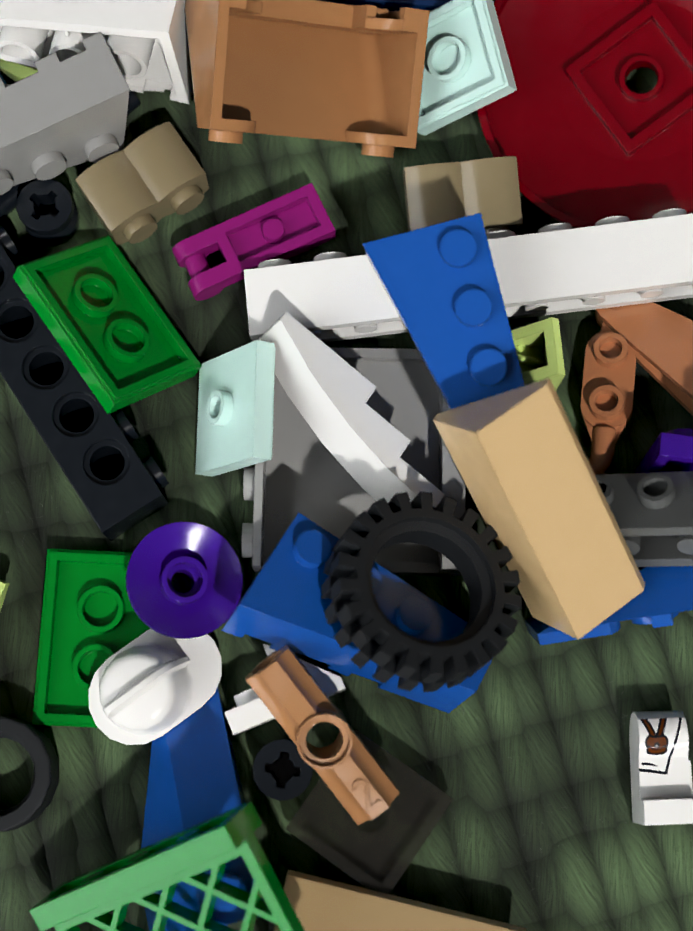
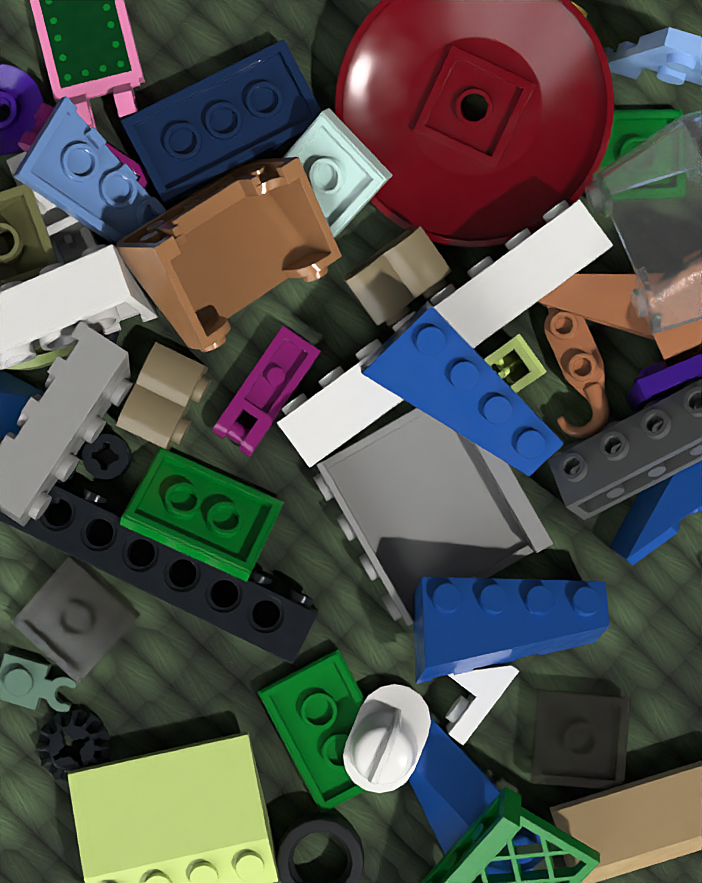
camera: 30 degrees left, 10 degrees up
(207, 562) = (387, 656): dark purple dish -> none
(235, 409) = (331, 525): light aqua plate -> none
(284, 769) = (502, 736): black wheel -> none
(334, 405) = (400, 484): white slope -> none
(343, 765) = (500, 704): medium nougat piece -> none
(381, 640) = (572, 547): black tyre -> none
(544, 505) = (588, 482): tan slope -> none

